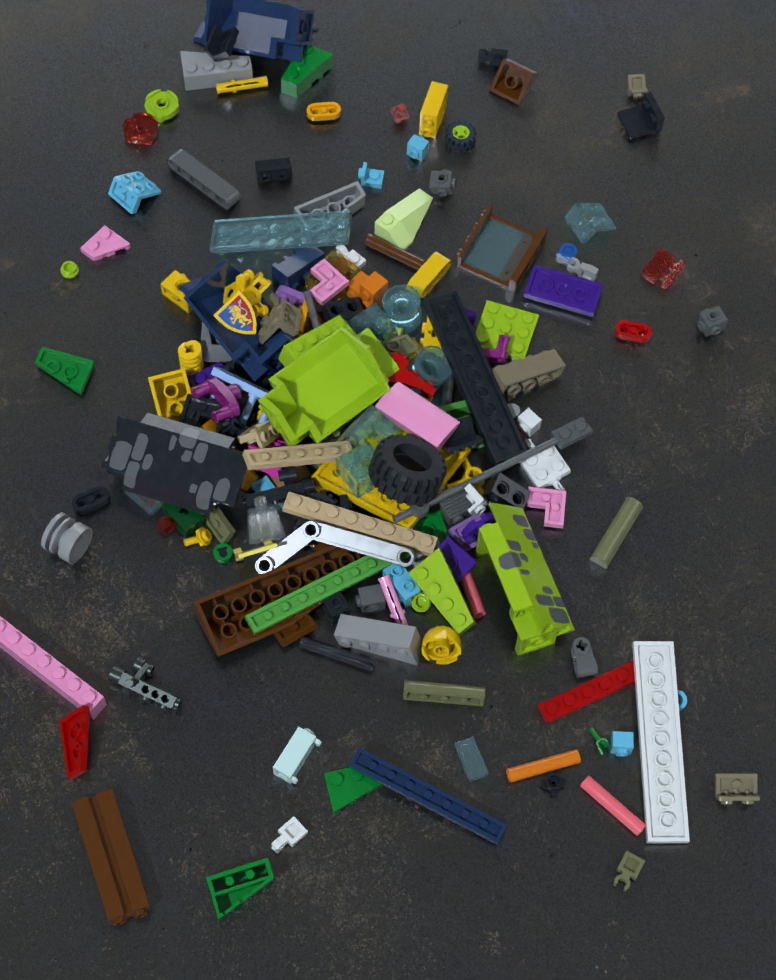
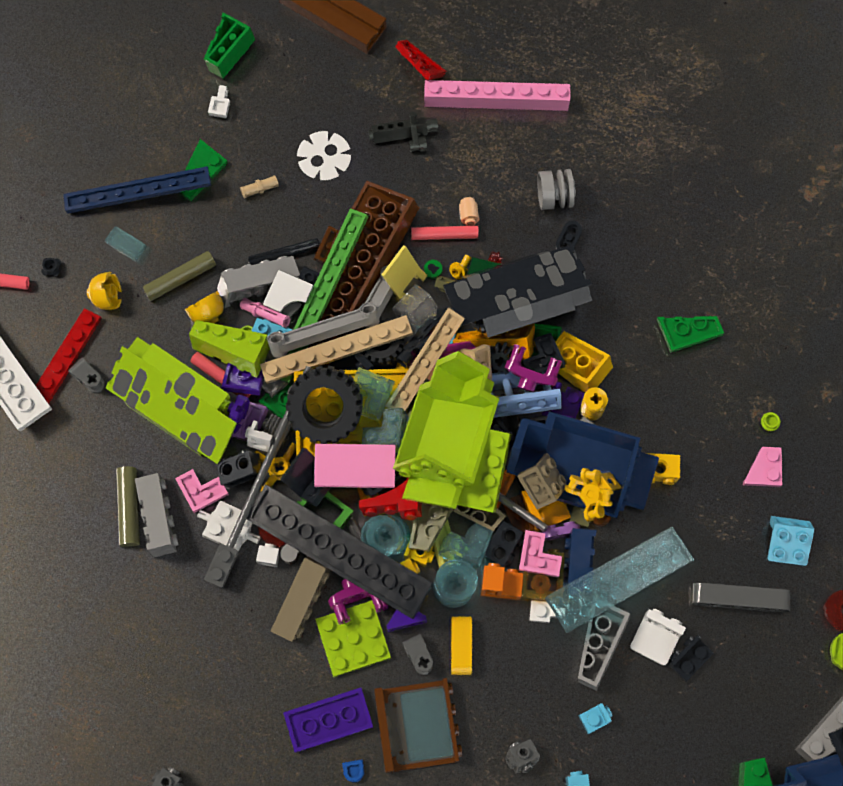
camera: 145 degrees right, 10 degrees up
(152, 577) = (468, 211): none -> light nougat brick
(186, 574) = (444, 232): none -> coral piece
(223, 707) = (327, 169): none -> white piece
(238, 315) = (584, 461): shield -> none
(261, 82) = (805, 726): yellow pin -> none
(285, 193) = (657, 636): none -> white bracket
(295, 754) = (256, 156): light aqua brick -> none
(315, 726) = (259, 186): none -> tan pin
(323, 111) = (699, 761): light orange plate -> none
(364, 602) = (286, 290): none -> white tile
(394, 252) = (510, 648): reddish brown piece -> none
(403, 220) = (527, 687): yellowish green wedge -> none
(465, 286) = (417, 651): none -> dark grey piece
(521, 719) = (104, 291): none -> yellow cylinder
(543, 765) = (66, 273): orange piece -> none
(583, 270) = (319, 757): light grey plate -> none
(598, 504) = (156, 515): none -> light grey wedge
(600, 742) = (34, 321): green hand -> none
(621, 743) = (15, 328): medium azure plate -> none
(633, 330) = (235, 720): red plate -> none

